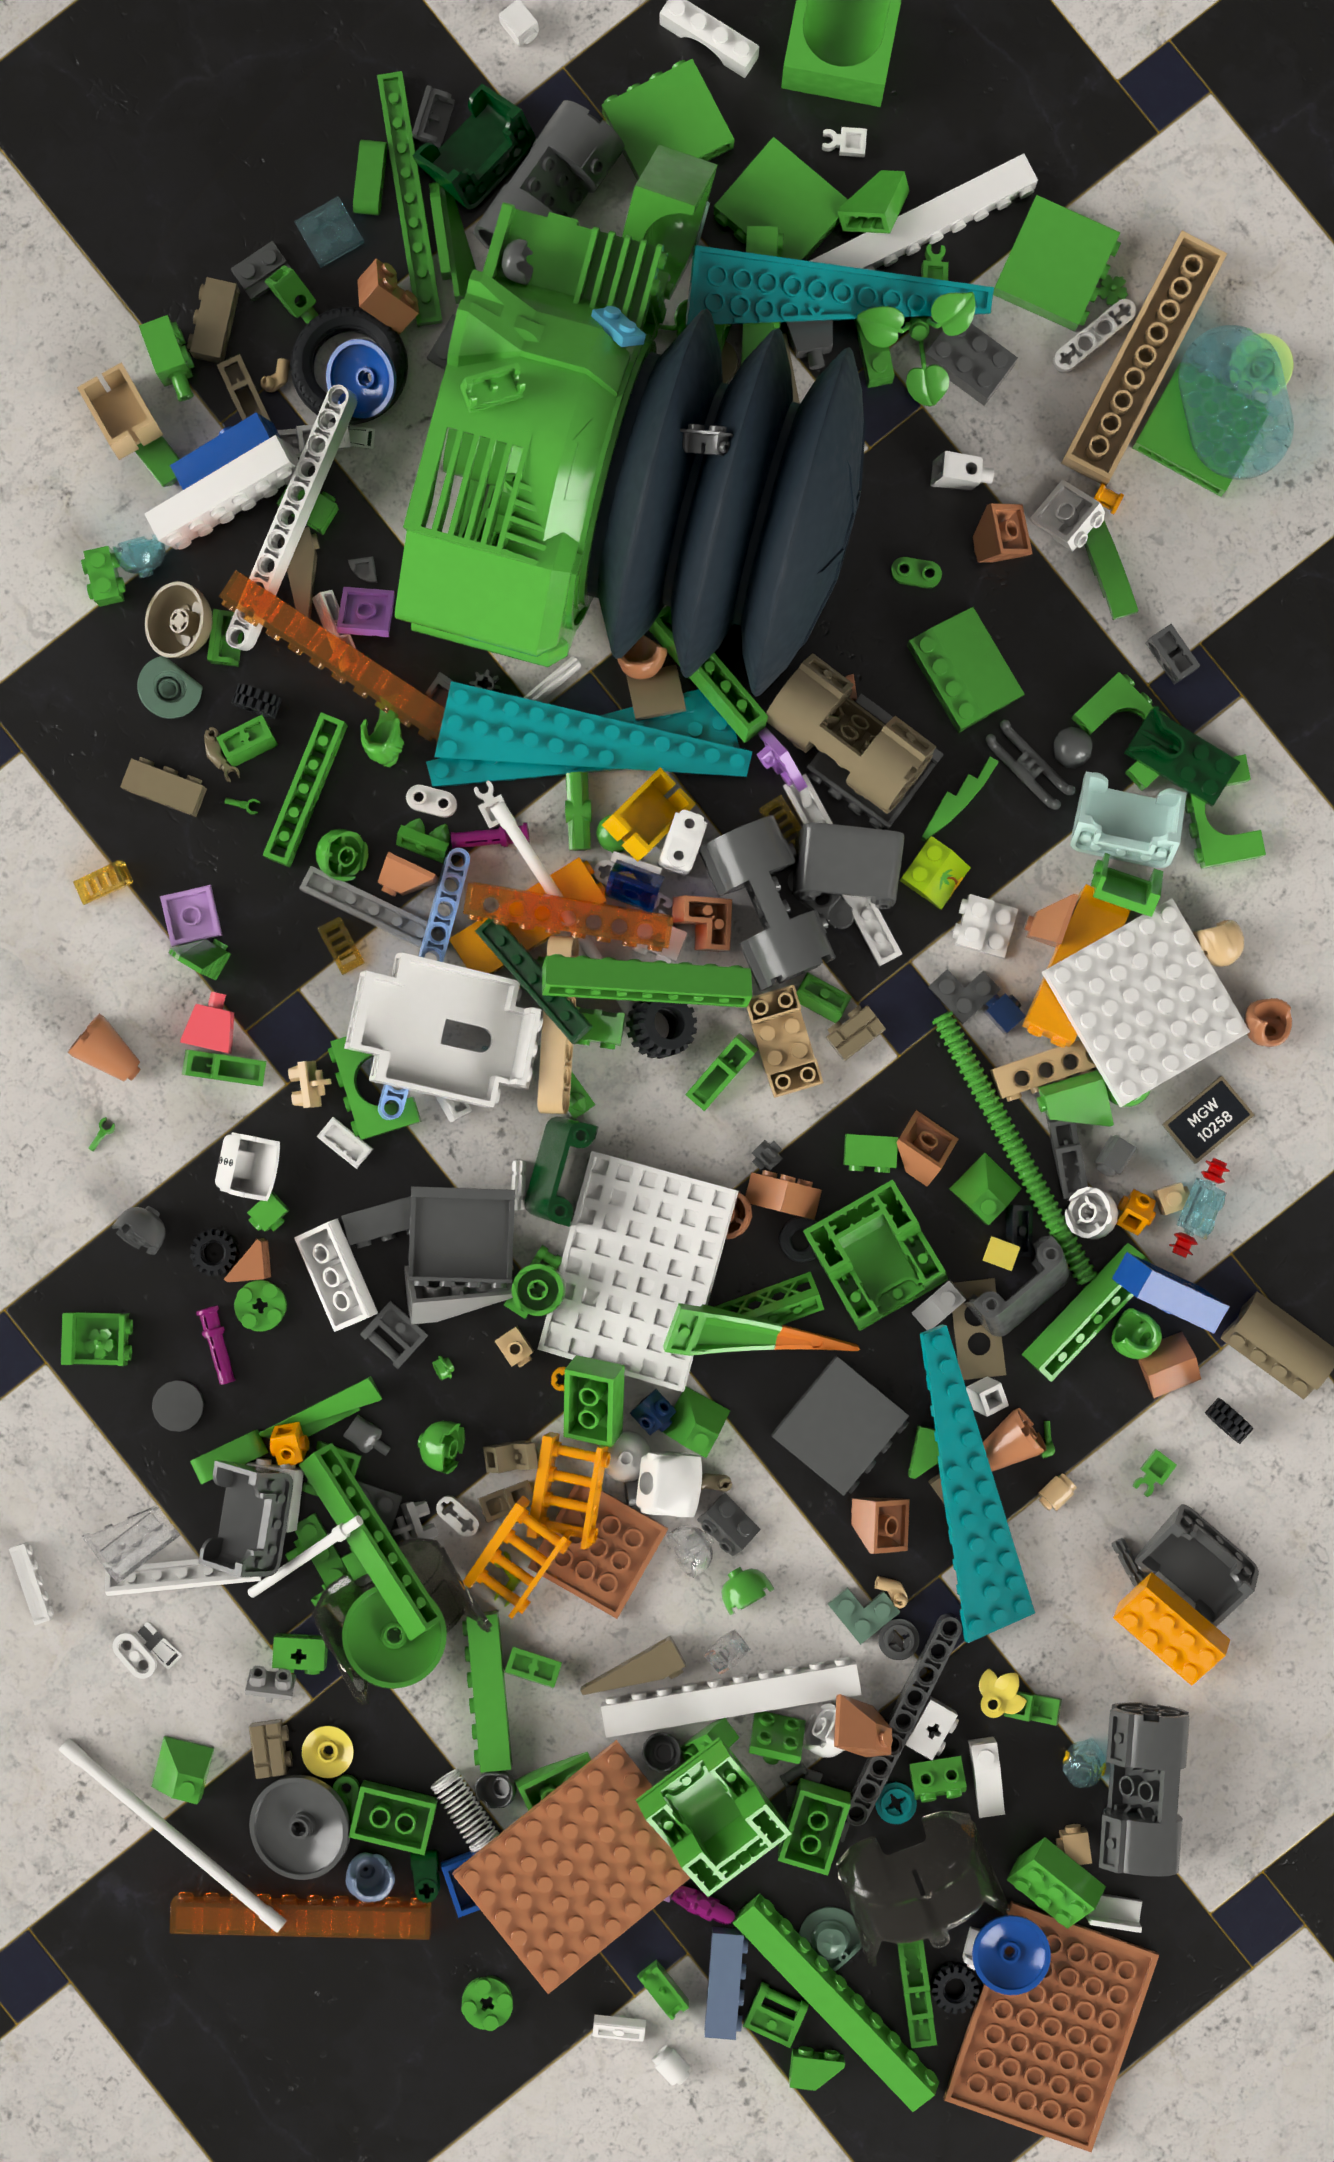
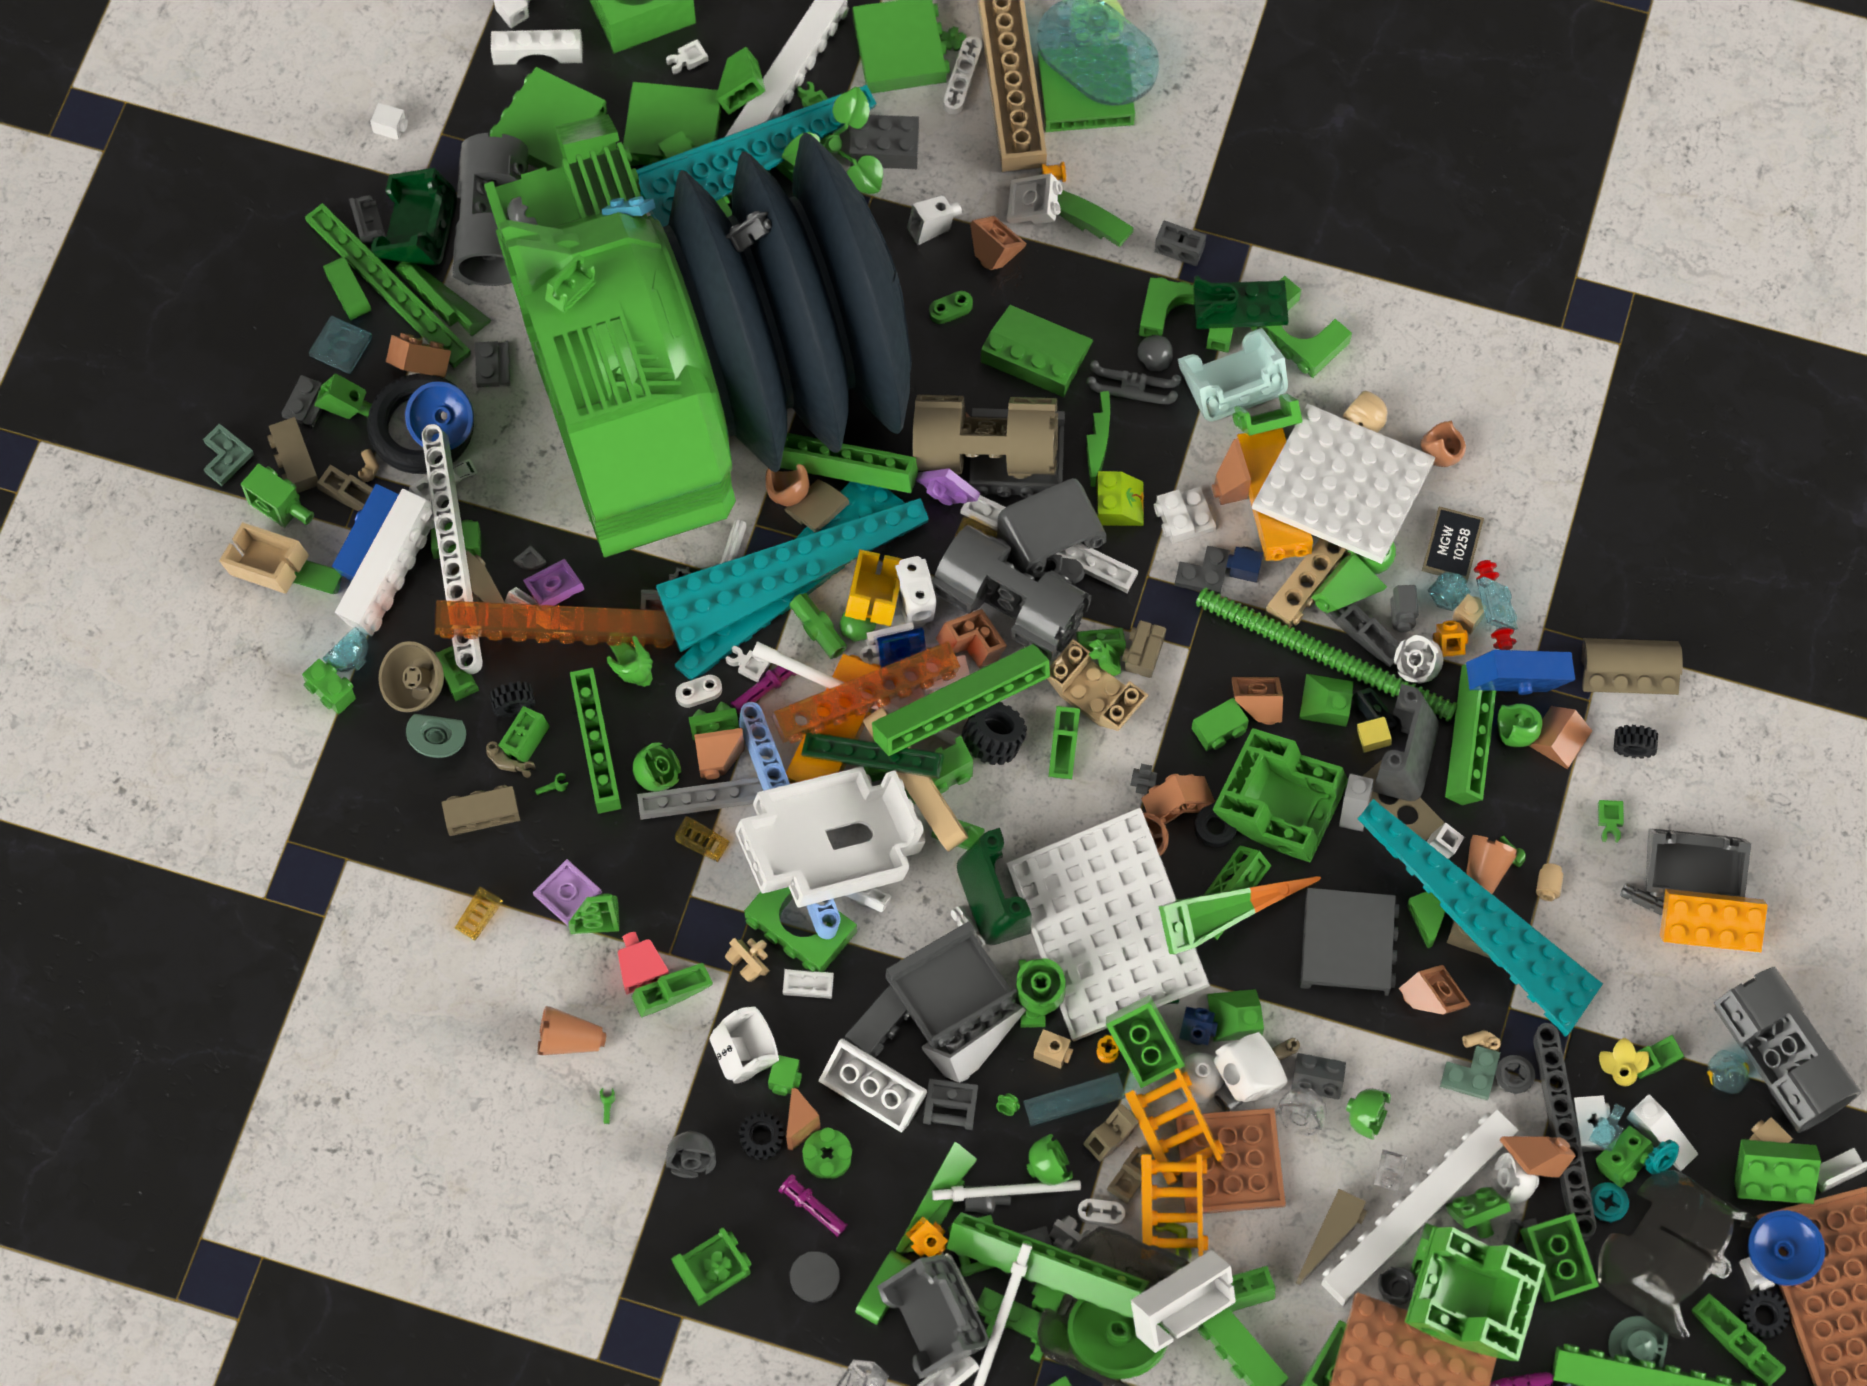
camera: 35 degrees left, 20 degrees down
(158, 282) = (231, 454): none -> sand green plate
(344, 1423) = (958, 1193): none -> white bar
(459, 1655) = (1183, 1300): none -> white piece
(503, 1402) = (1074, 1099): none -> clear light blue plate
(814, 1019) = (1107, 657): none -> bright green plate
(934, 1749) = (1607, 1131): none -> clear light blue plate
(966, 1803) = (1662, 1157): none -> teal gear
(1169, 1165) = (1449, 590): none -> clear light blue brick

